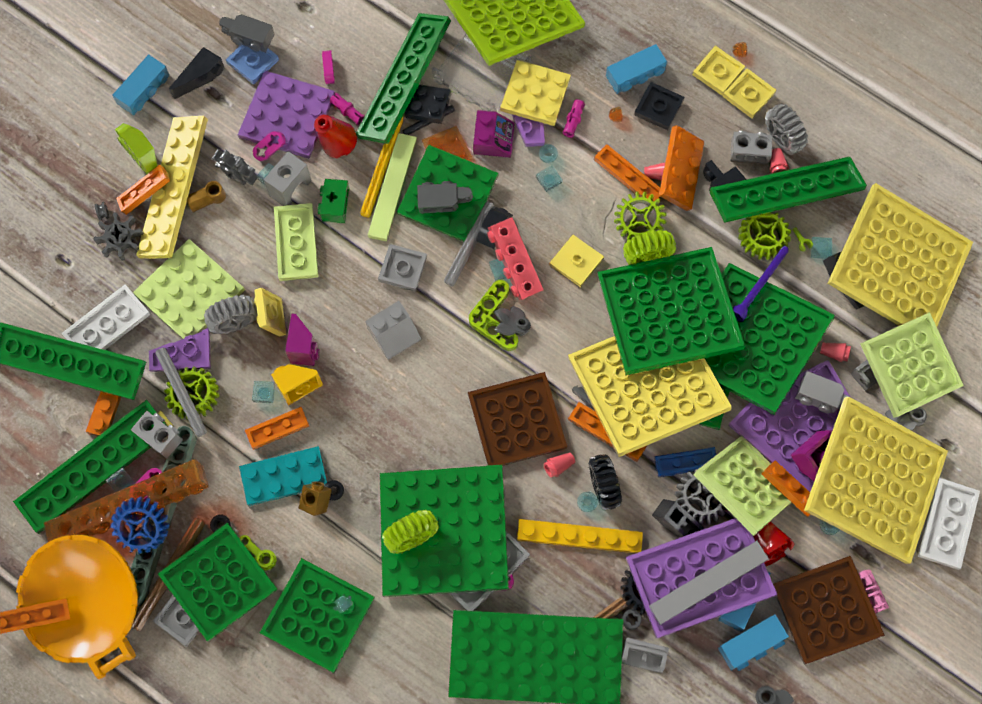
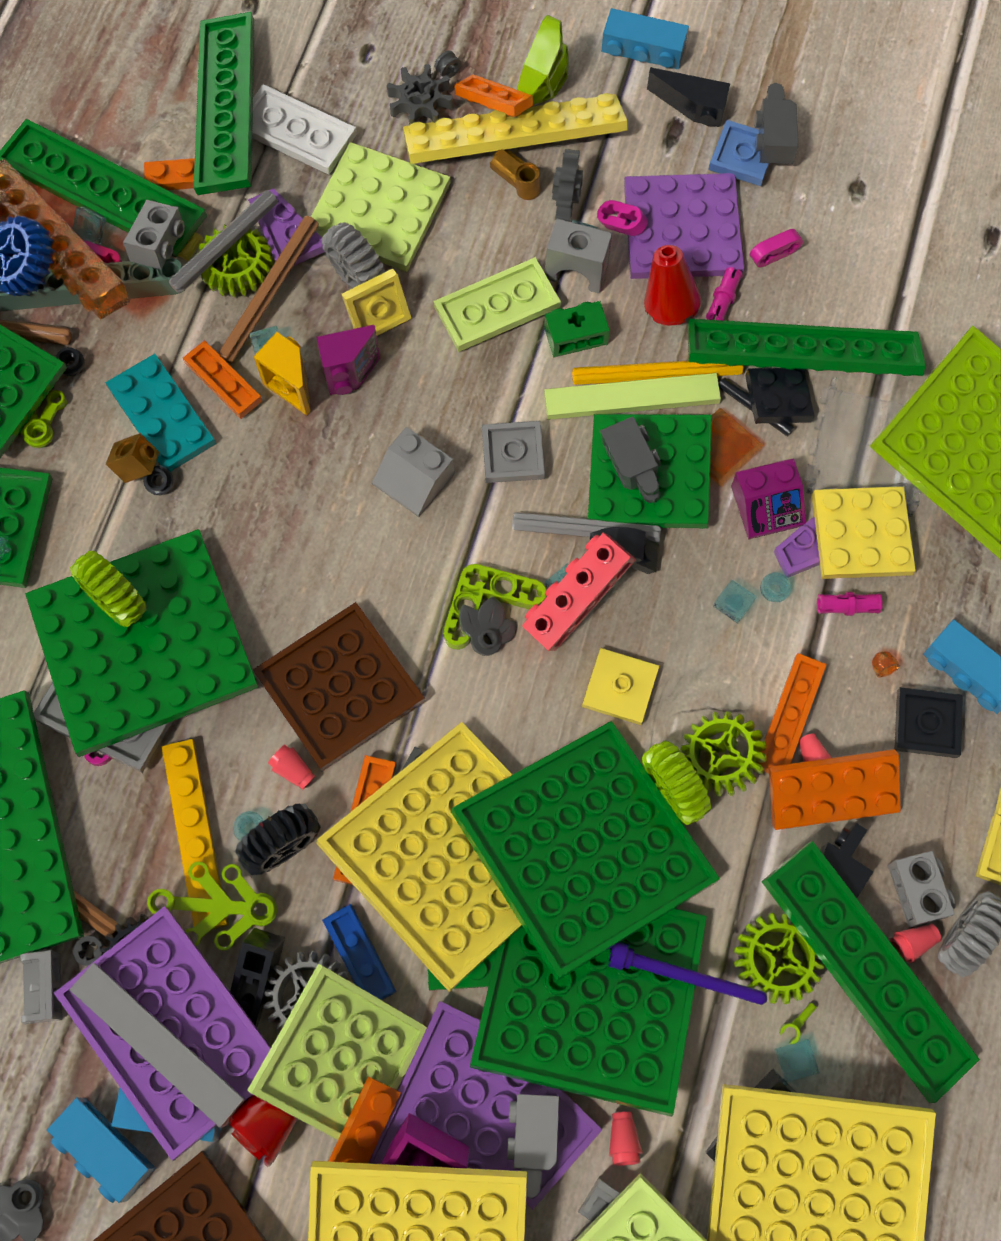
camera: 70 degrees right, 0 degrees up
(225, 376) = (268, 289): none -> medium nougat axle
(632, 530) = (220, 905): none -> lime plant

